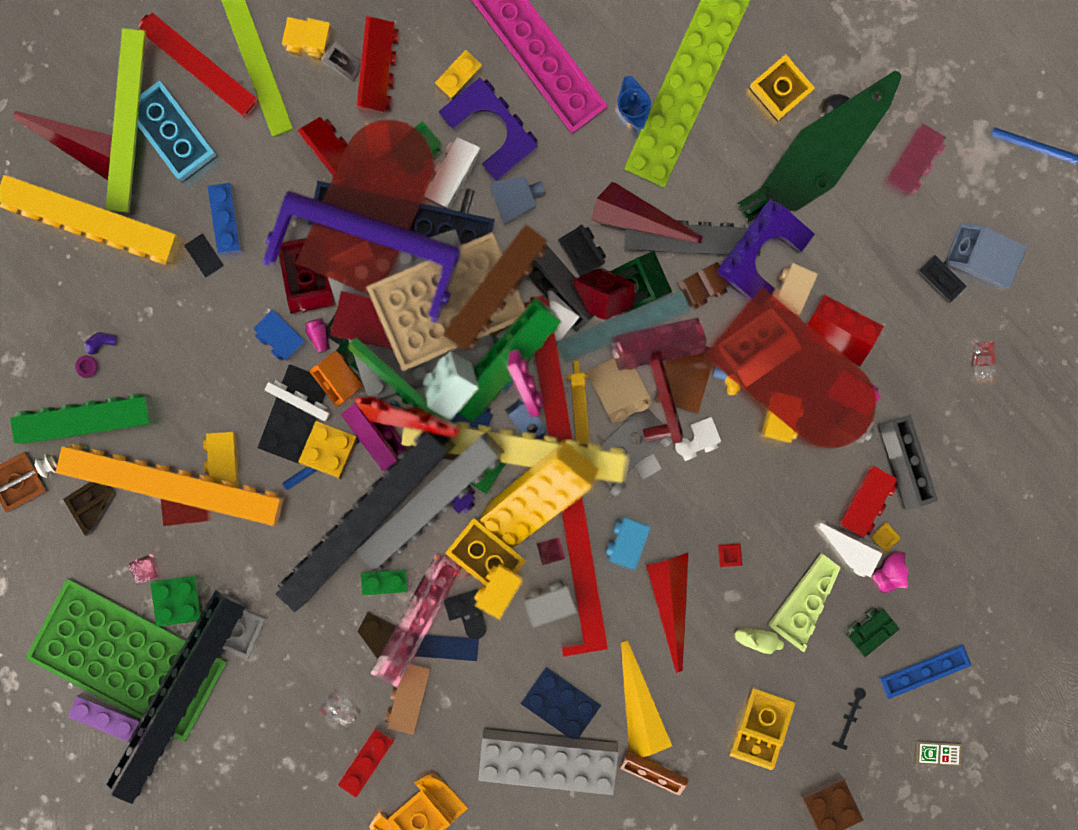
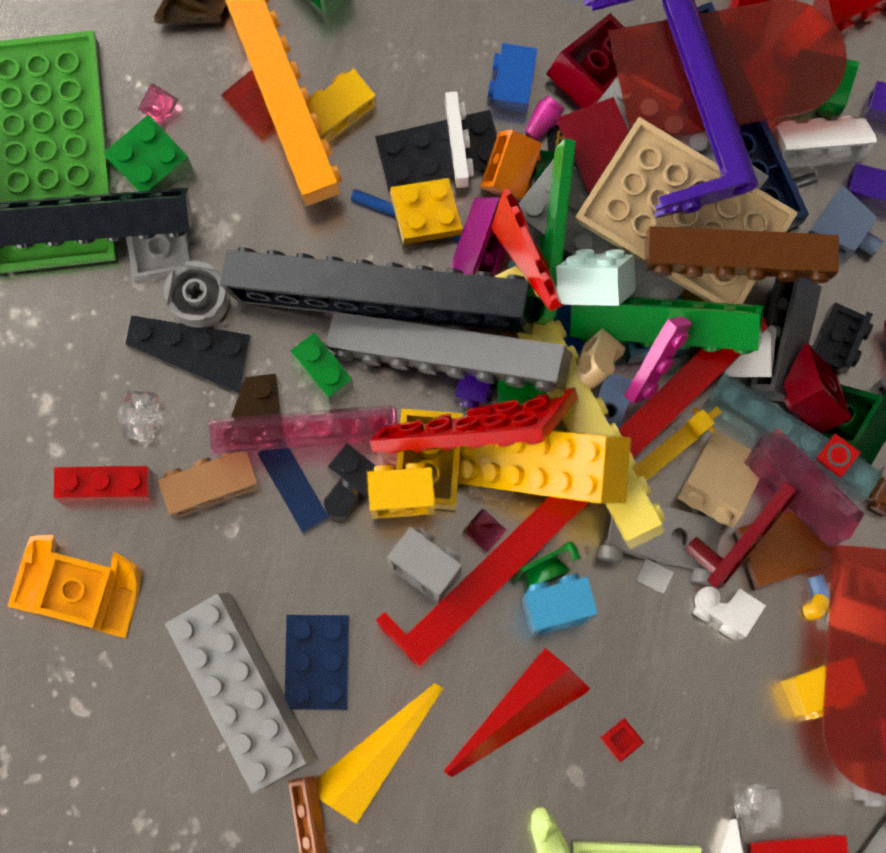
camera: 55 degrees right, 10 degrees down
(286, 641) = (185, 283): none -> light grey brick
(322, 647) = (203, 351): none -> black wing
(494, 516) = (491, 424): none -> red wing
(498, 418) = (598, 358): none -> tan leg
(601, 530) = (548, 567): none -> green hat
(653, 312) = (837, 455): none -> red tile
(824, 503) = (759, 807): none -> clear brick

